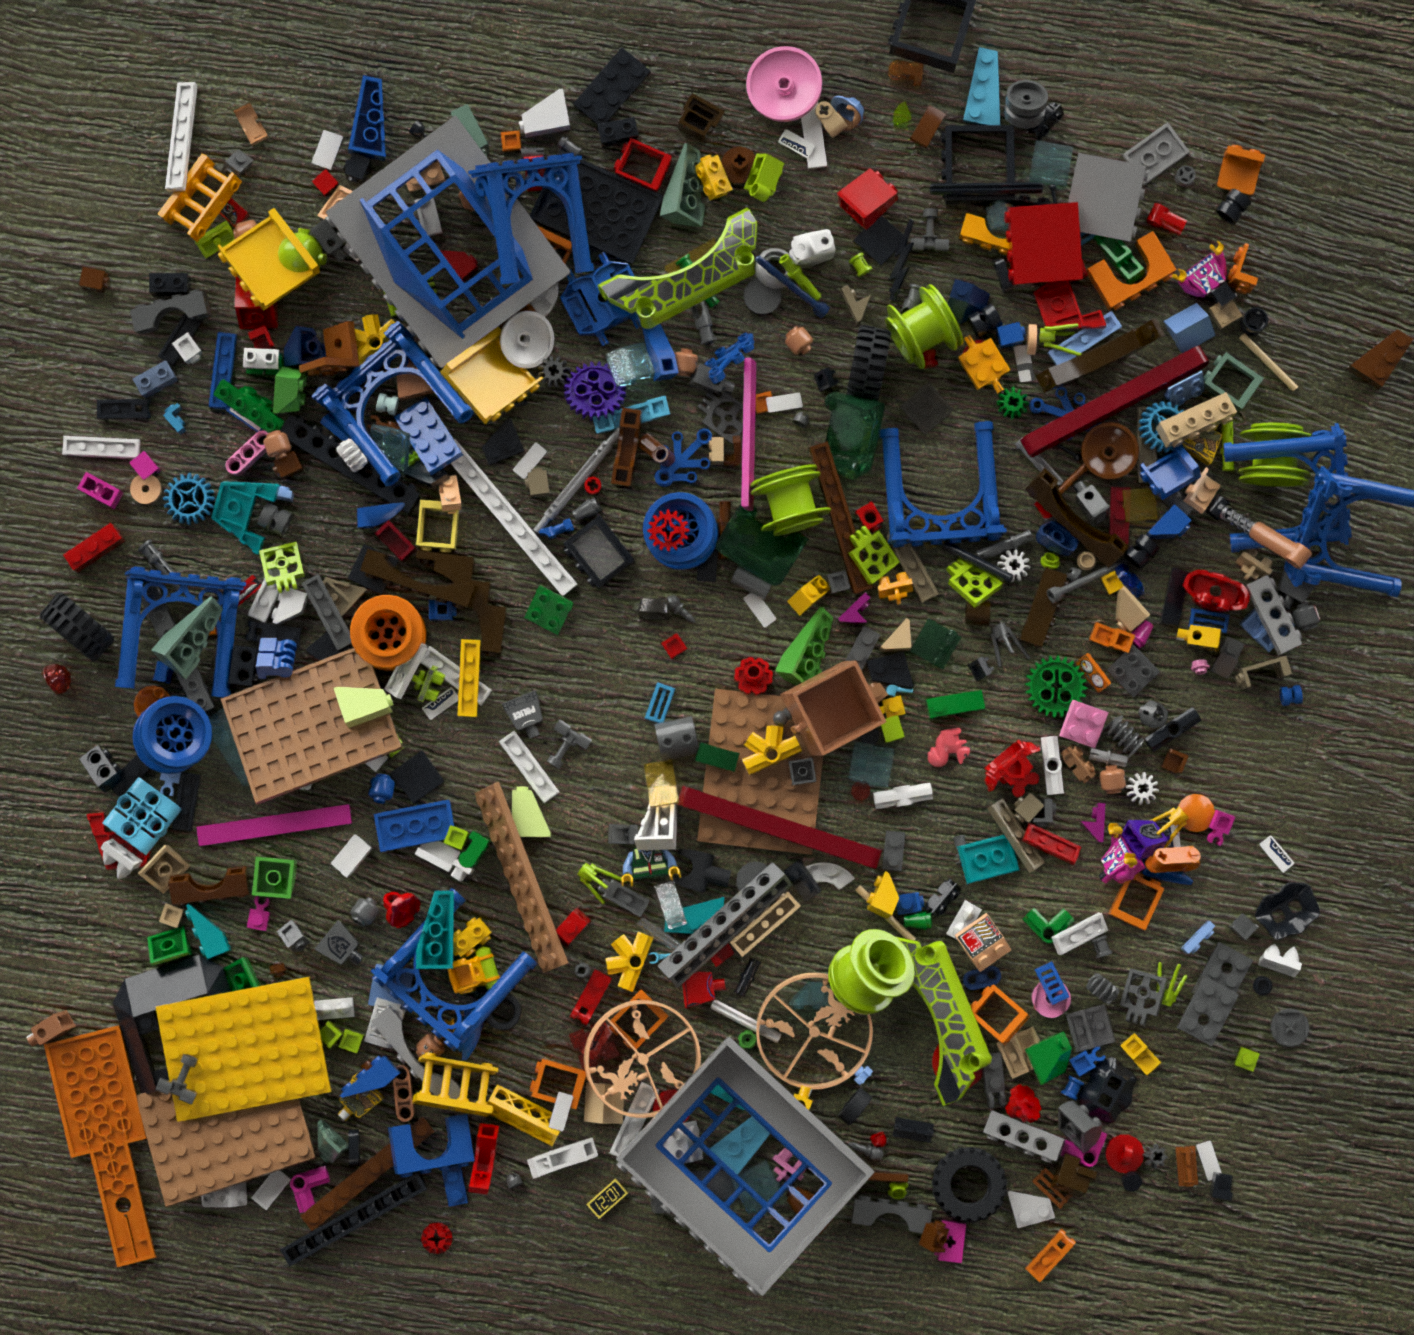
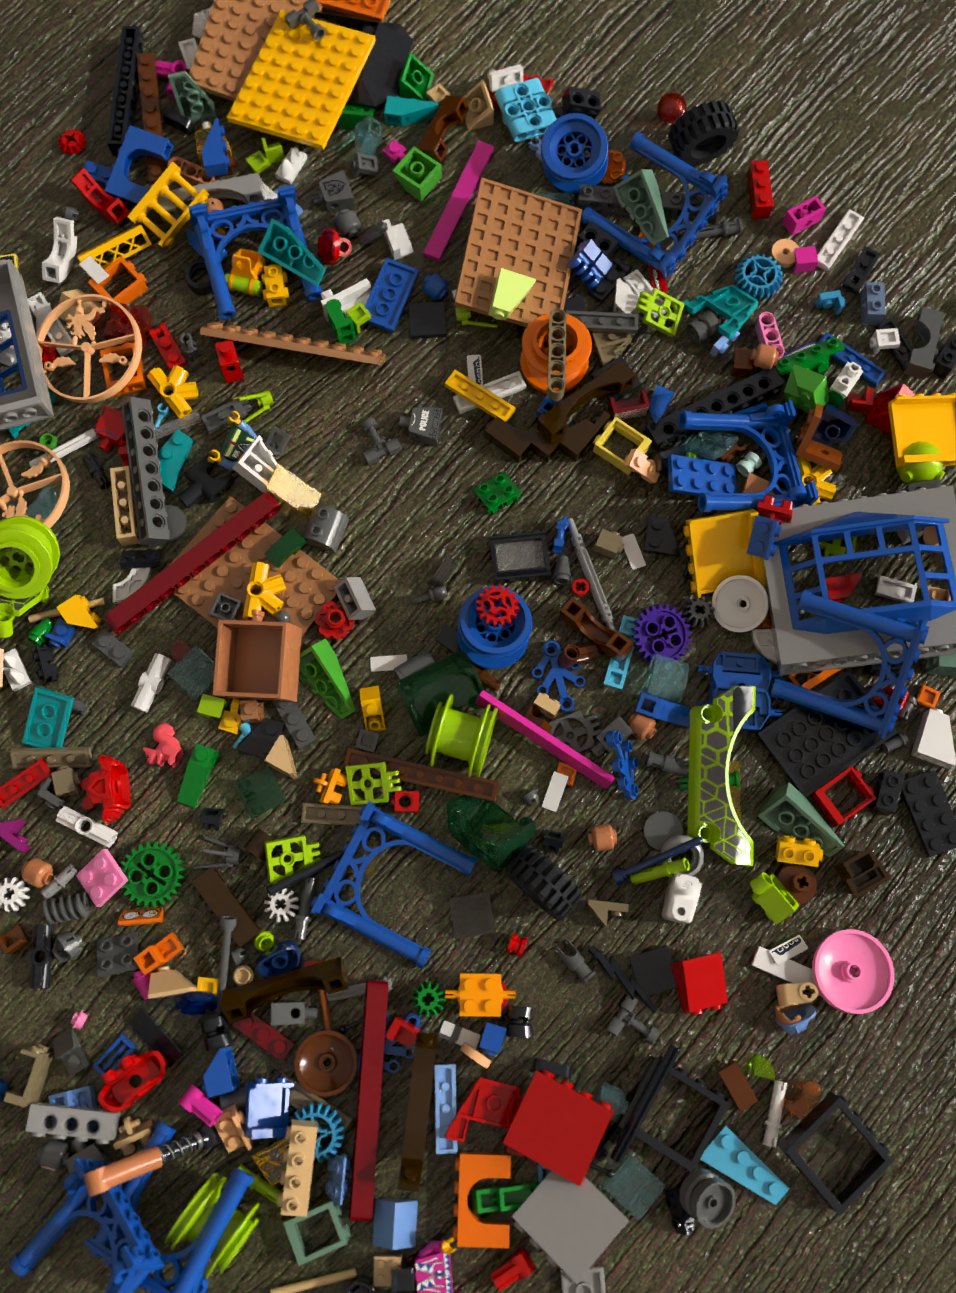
camera: 120 degrees right, 10 degrees down
(187, 801) = (518, 152): black tile -> none
(263, 950) = (367, 136): none -> clear light blue slope
(277, 969) = (347, 143): reddish brown plate -> none
(352, 455) = (722, 402): white gear -> none
(362, 879) = (373, 232): none -> dark grey axle
(394, 619) = (556, 362): none -> dark tan beam
(403, 674) = (513, 348): white panel -> none
(431, 342) = (768, 510): none -> red hips
(432, 676) = (498, 364): lime hips -> none
(465, 347) = (763, 537): none -> blue bracket
(513, 523) = (590, 505): white plate -> none
(528, 814) = (340, 380): yellowish green slope -> none
(529, 767) = (378, 405): white tile -> none
(629, 1132) = (42, 311): none -> white sticker
(665, 688) = (372, 546): dark azure tile -> none
(670, 905) = (192, 441): clear brick -> none
(674, 646) = (402, 573): red tile -> none
(724, 669) = (354, 598): none -> light grey brick
(851, 615) = (331, 734): magenta slope -> none
(860, 264) = (640, 937): lime bush -> none
(923, 326) = (546, 955): lime wheel -> none
(930, 87) = (775, 1112): none -> white pin
(966, 299) = (549, 1014): dark blue slope -> none
(975, 231) = (611, 1067): light orange arch -> none
(1049, 334) = (470, 1075): lime plant -> none
(1049, 405) = (402, 1032): none -> red panel
(1075, 756) = (64, 853): medium nougat hinge -> none
(1139, 505) = (260, 1059): clear yellow piece -> none
(1200, 528) = (198, 1103): none -> dark pink piece
(1209, 641) = (93, 1042): yellow torso -> none

